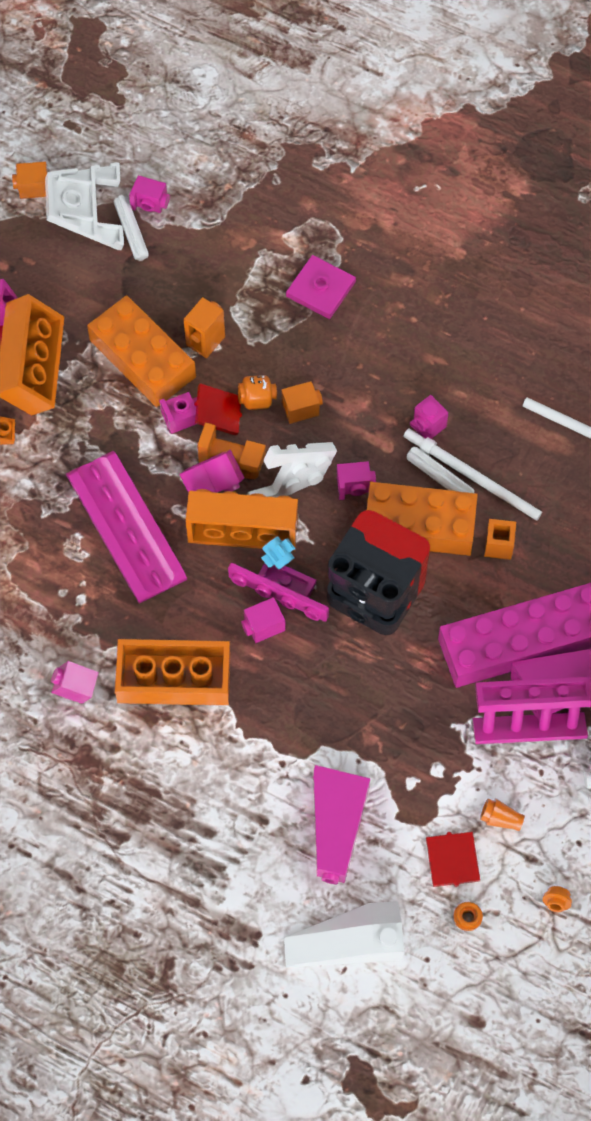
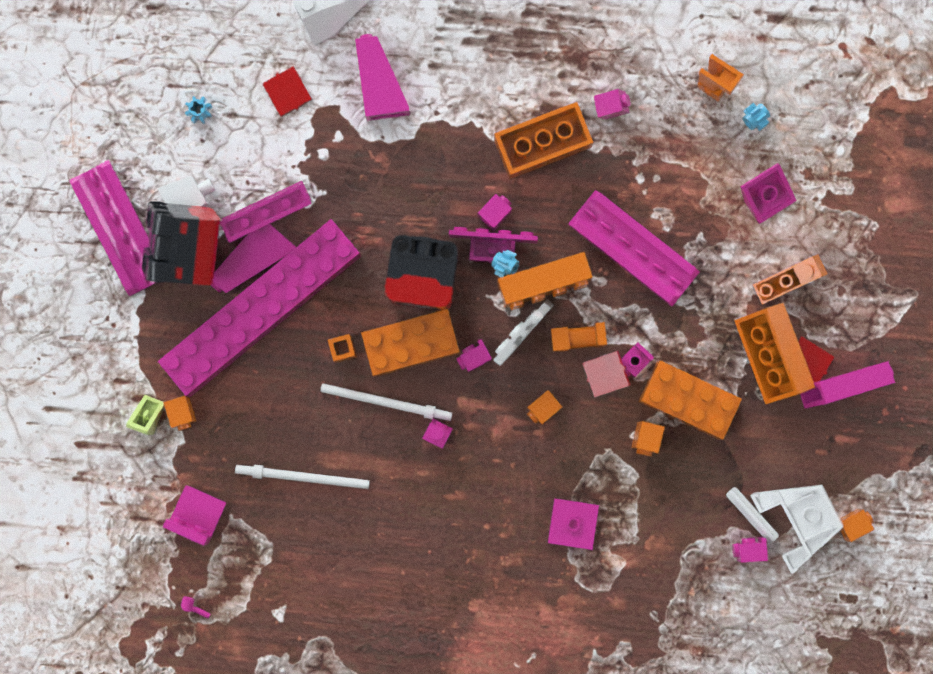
camera: 160 degrees right, 20 degrees up
(214, 474) = (584, 308): dark pink brick -> none
(256, 392) = (582, 400): orange head -> none
(437, 471) = (411, 391): white axle -> none
(474, 910) = (258, 47): orange plate -> none
(500, 815) = (265, 133): orange cone -> none
(557, 899) = (201, 88): orange plate -> none
(577, 871) = (192, 106): none -> medium azure gear

